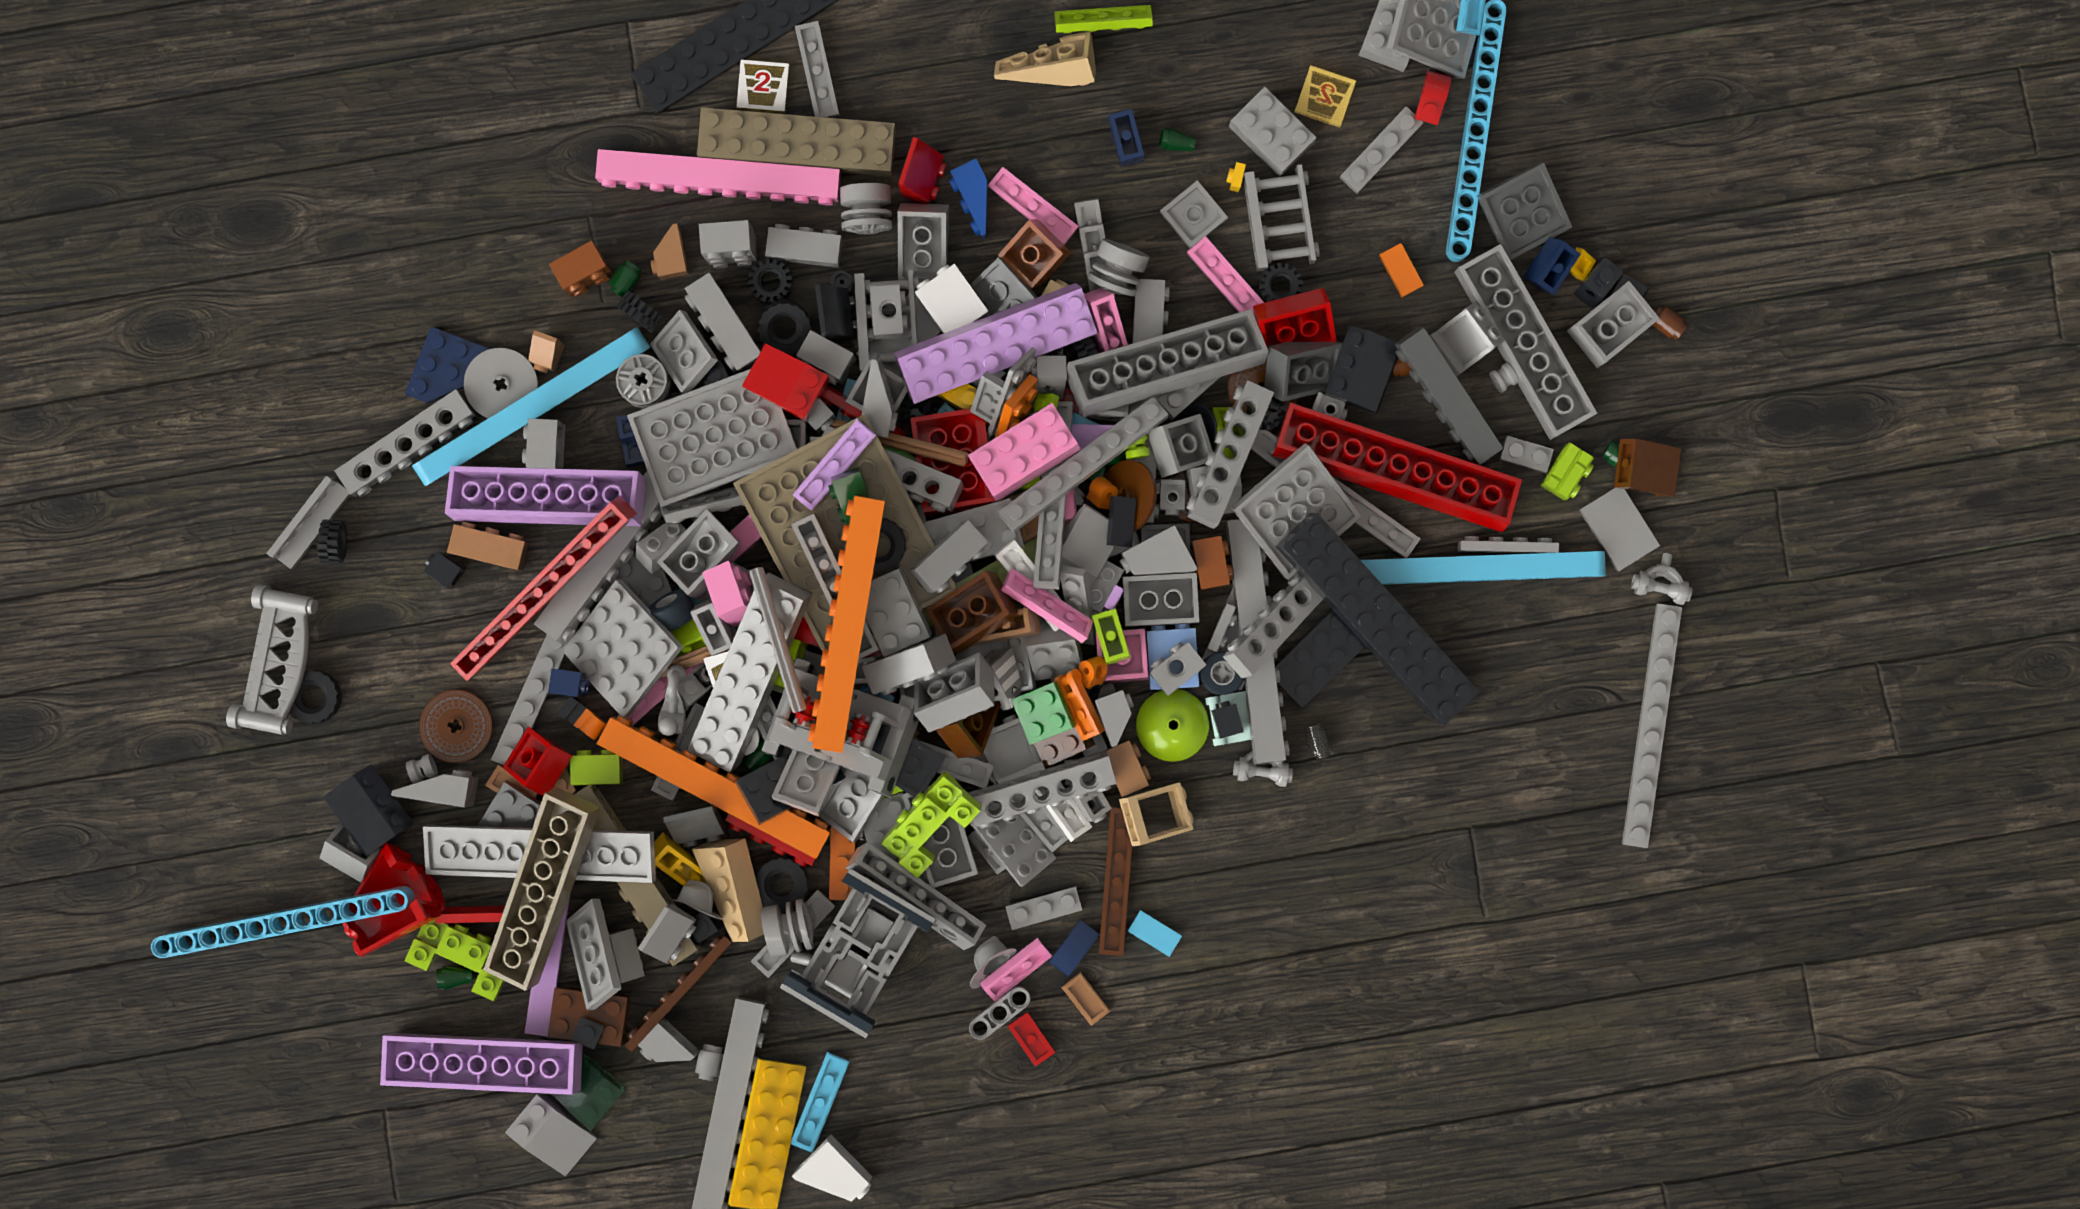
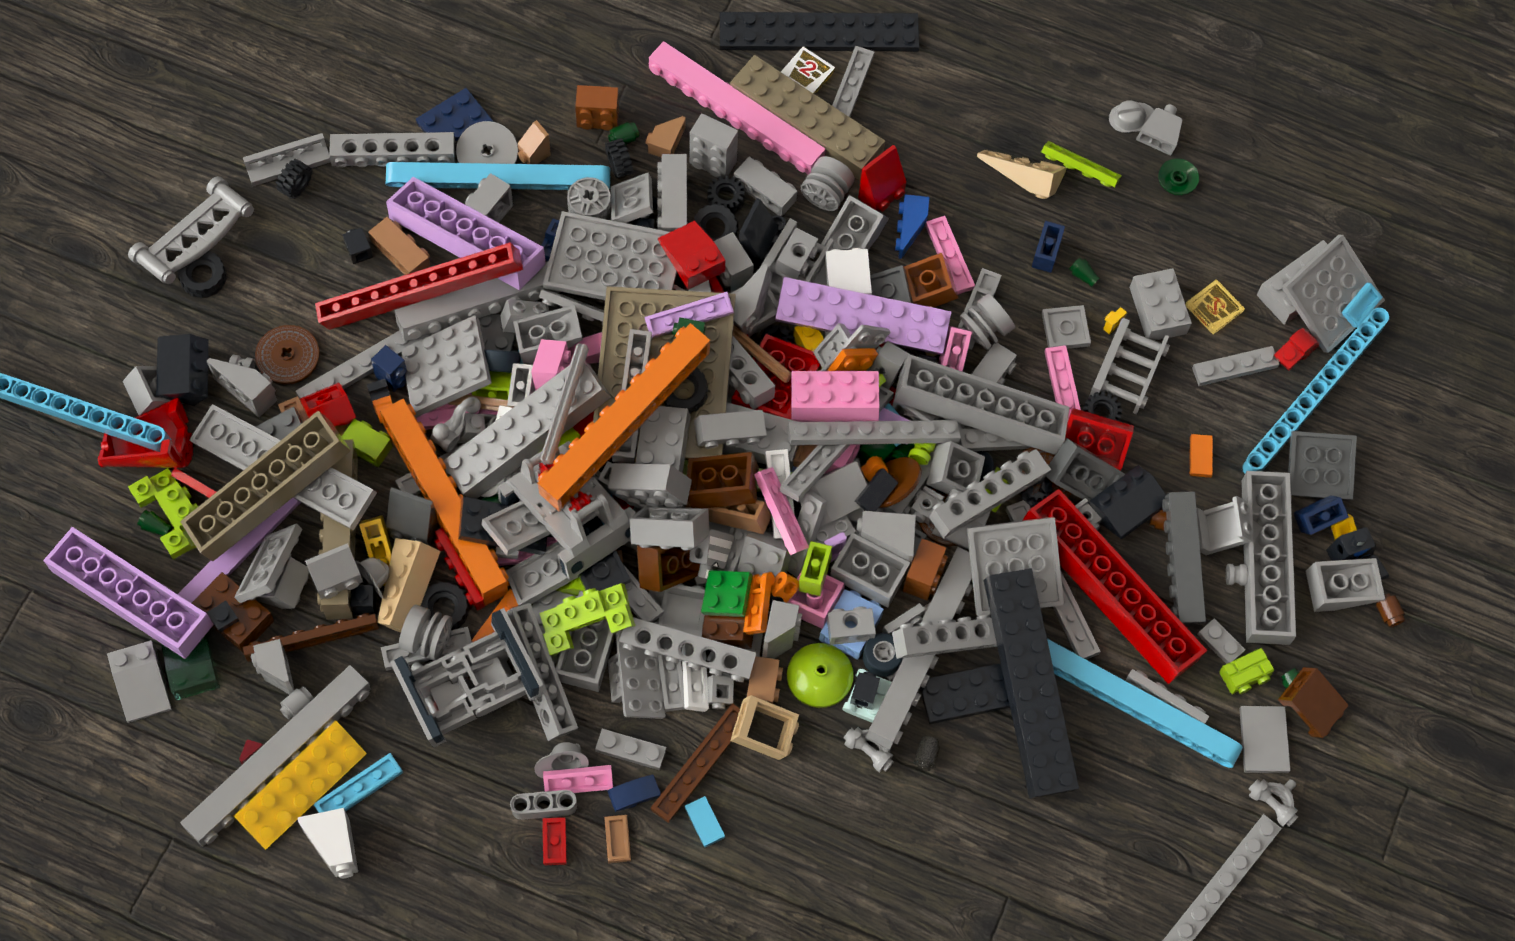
camera: 25 degrees right, 20 degrees down
(699, 1134) = (248, 750): none -> dark red slope

